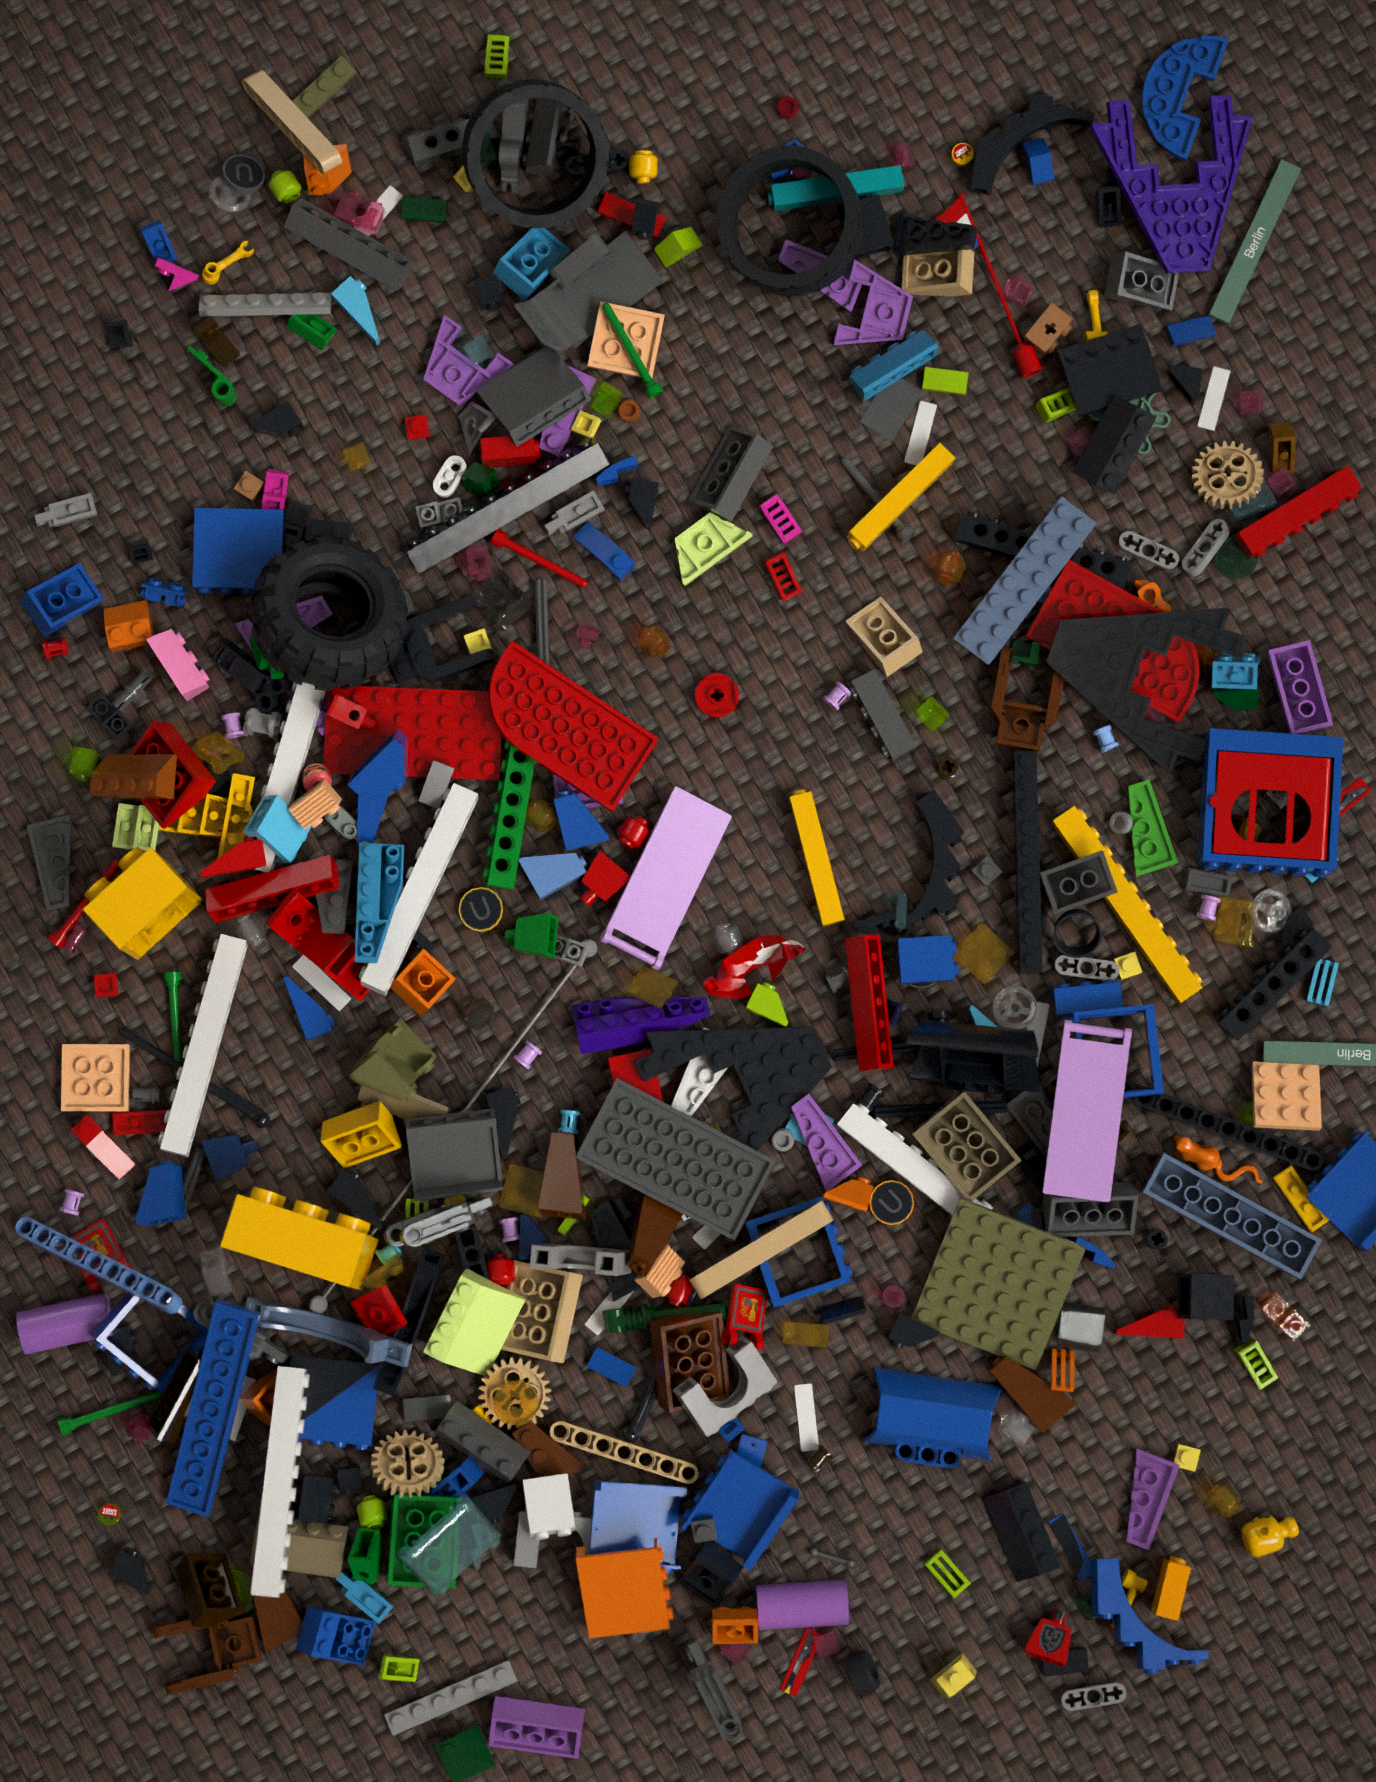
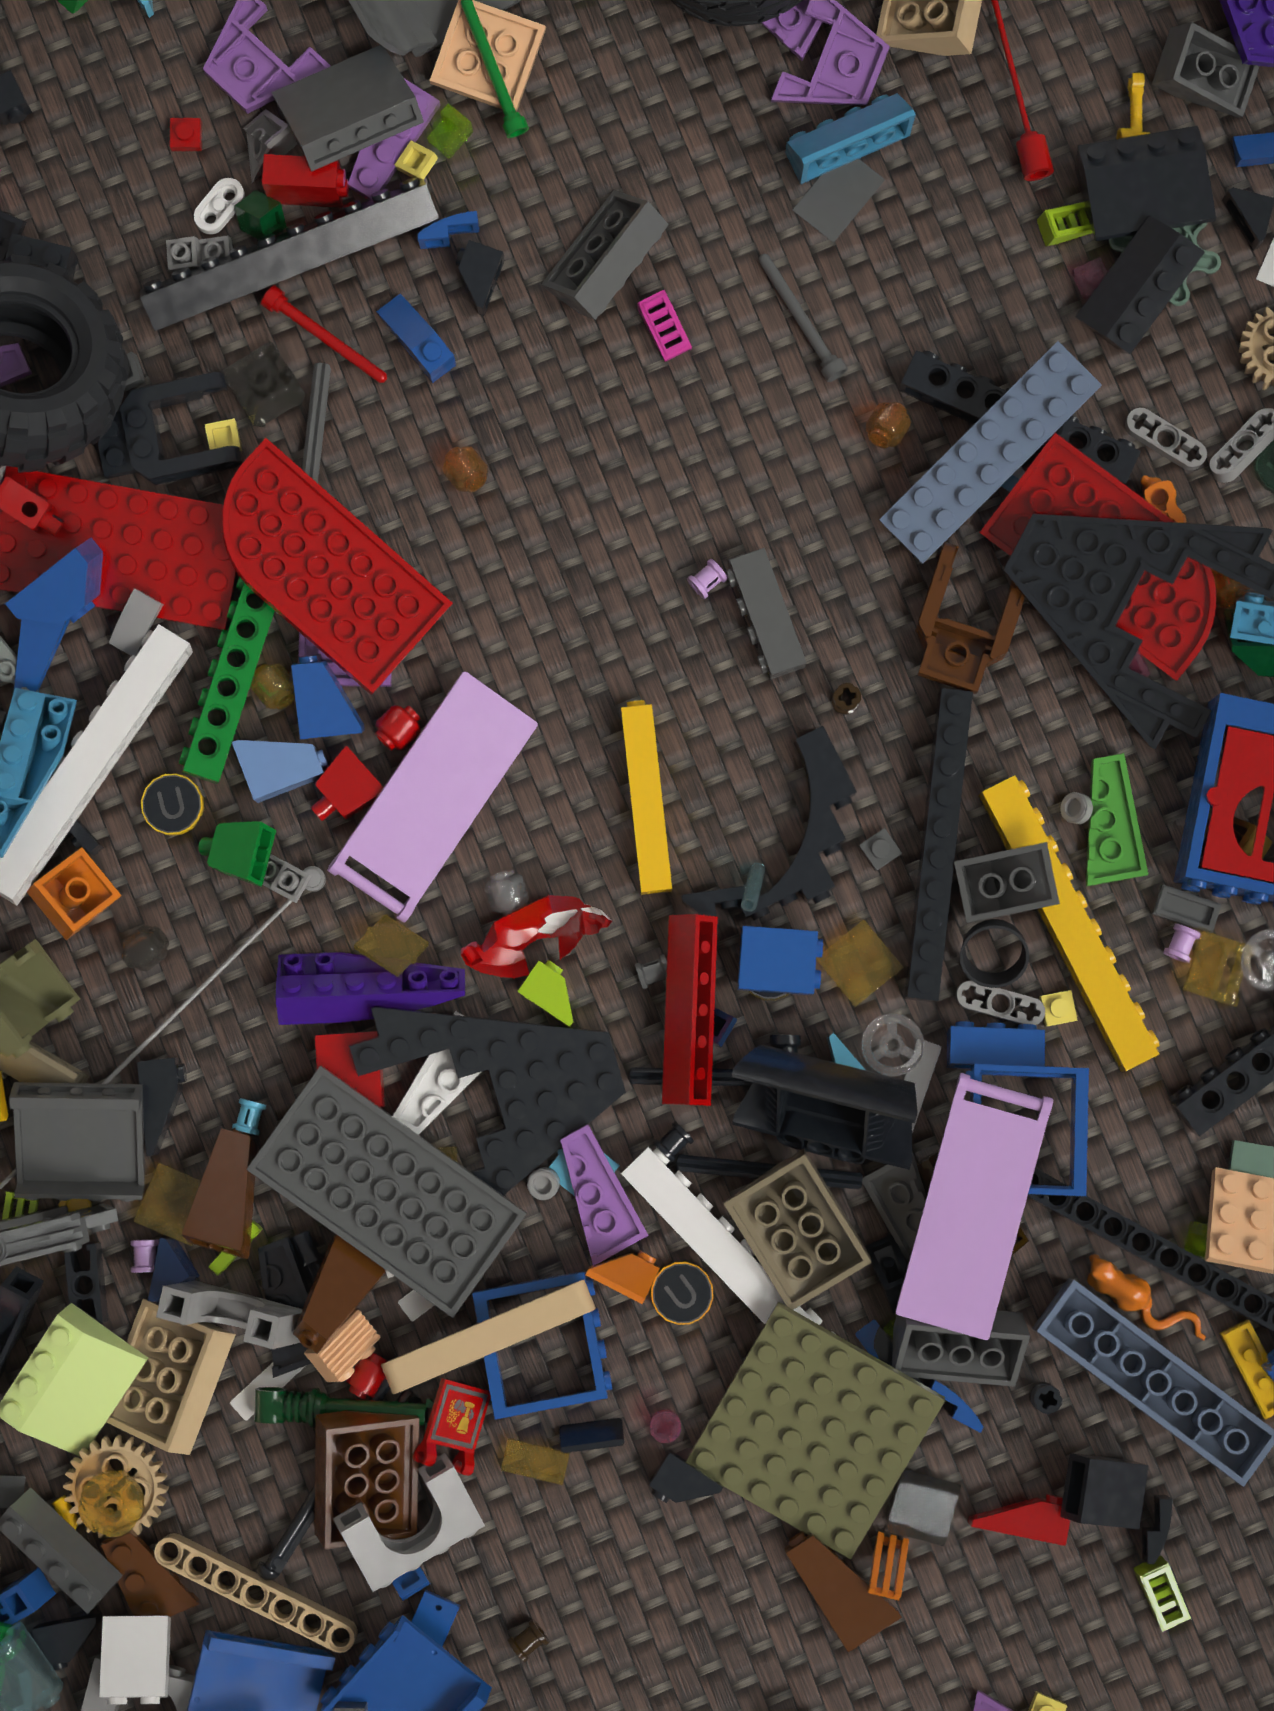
camera: 10 degrees right, 0 degrees up
(357, 457) = (97, 162): clear yellow plate -> none
(475, 554) = (241, 315): clear pink brick -> none
(478, 351) = (282, 39): clear light blue panel -> none
(501, 1270) = (122, 1312): red head -> none
(527, 1054) = (205, 1015): lavender bush -> none
(575, 513) = (383, 280): light grey hinge -> none
(588, 634) = (376, 447): clear pink tile -> none
(611, 1366) = (257, 1468): blue slope -> none
(629, 411) = (478, 151): dark orange tile -> none
(706, 545) = (558, 347): yellowish green wing -> none
(725, 686) = (529, 542): red plate -> none
(775, 579) = (638, 385): red slope -> none
(806, 1417) = (520, 1578): white sticker -> none
(884, 636) = (785, 506): tan slope -> none
(900, 498) = (833, 318): yellow brick -> none
(920, 433) = (873, 237): white sticker -> none
(931, 714) = (835, 621): clear neon green panel -> none
(933, 1415) = (697, 1603): blue panel -> none
(945, 381) = (917, 170): lime tile -> none
(1016, 1428) = (812, 1638): clear brick -> none
(1018, 291) = (1035, 62): clear pink slope -> none
(1025, 653) = (976, 557): dark green panel -> none
(1051, 318) = (1076, 104): medium nougat brick -> none
(1105, 738) = (1071, 689): light blue bush -> none
(1283, 1316) = (1210, 1531): clear orange slope -> none

